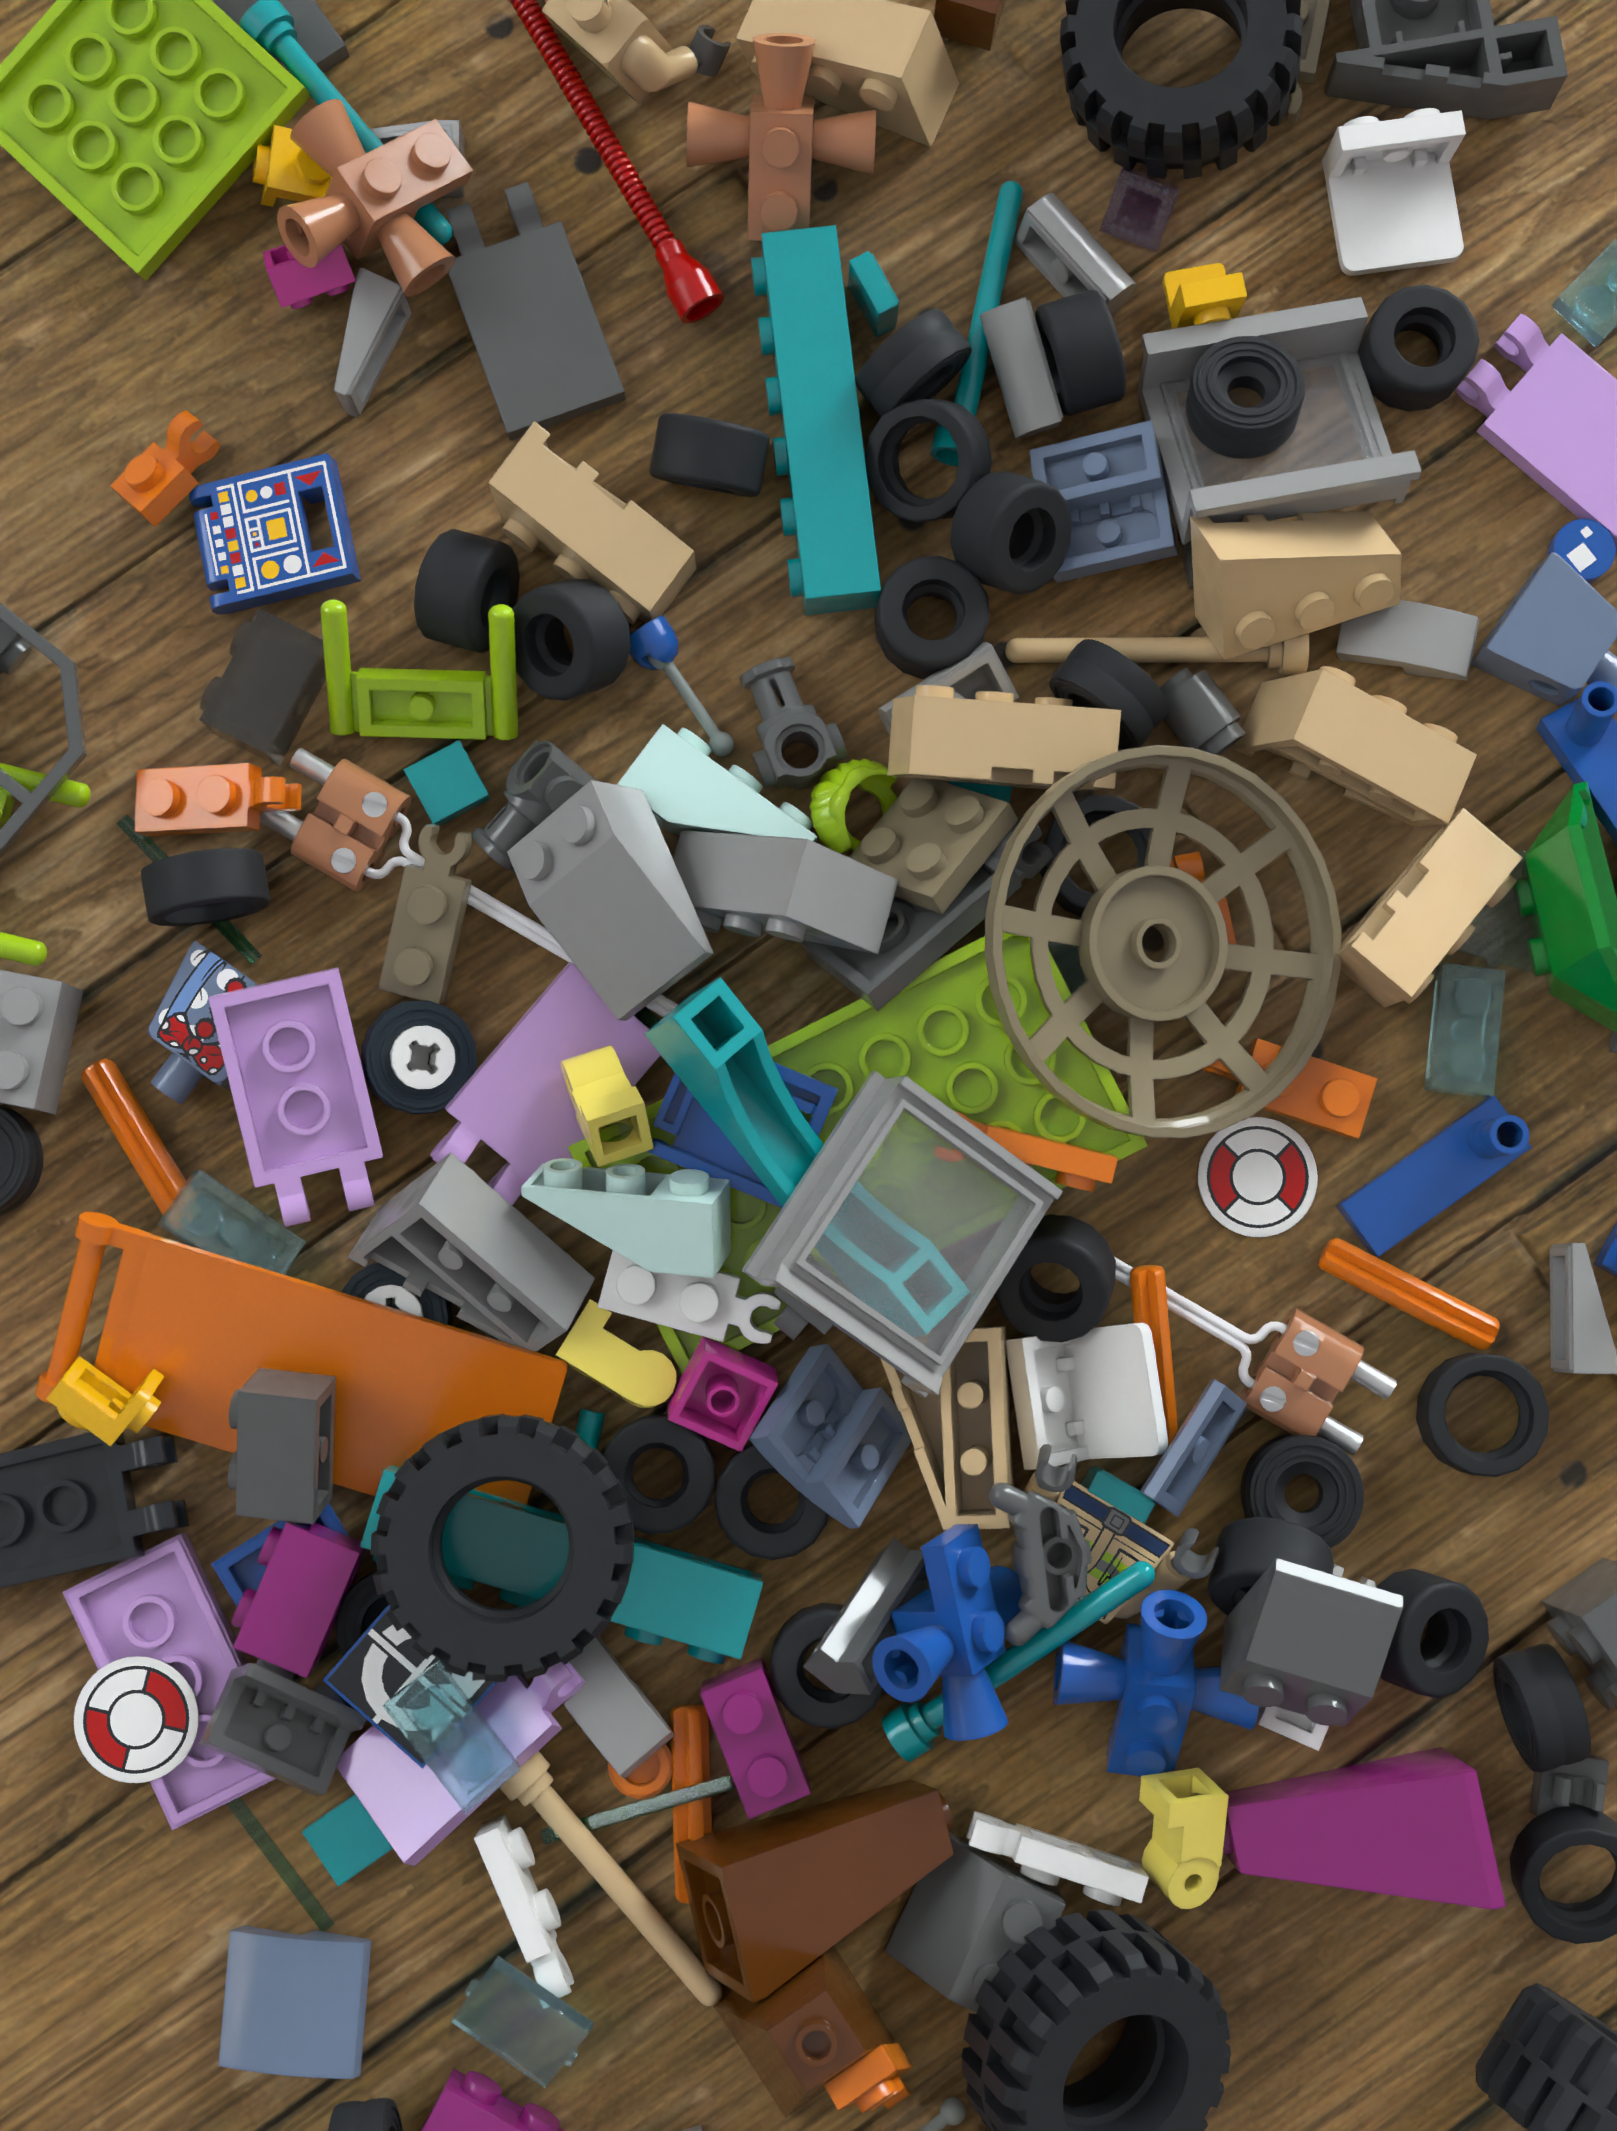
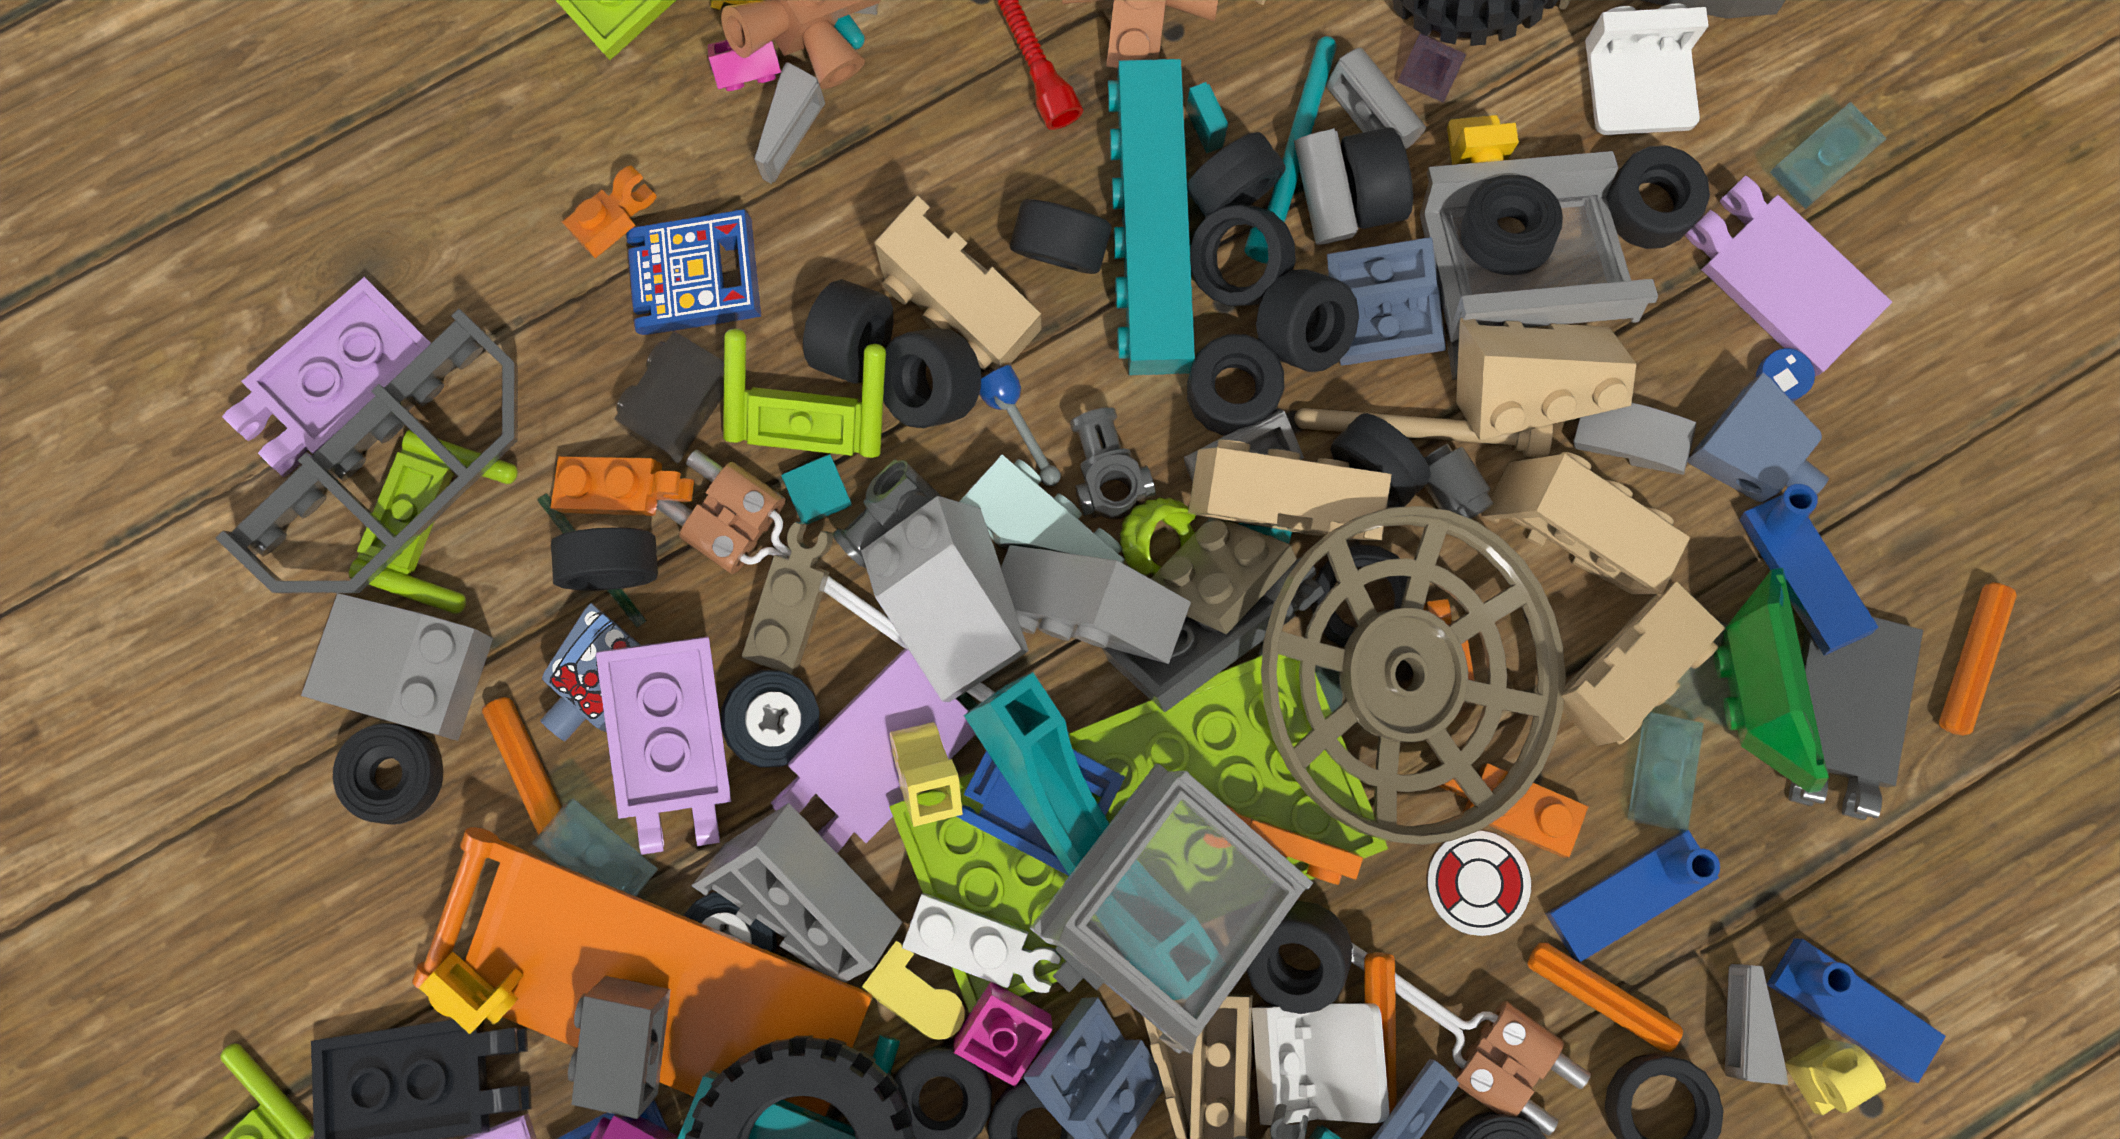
camera: 10 degrees right, 5 degrees down
(531, 319) = (923, 116): dark grey tile -> none
(653, 1219) = (955, 875): light aqua slope -> none

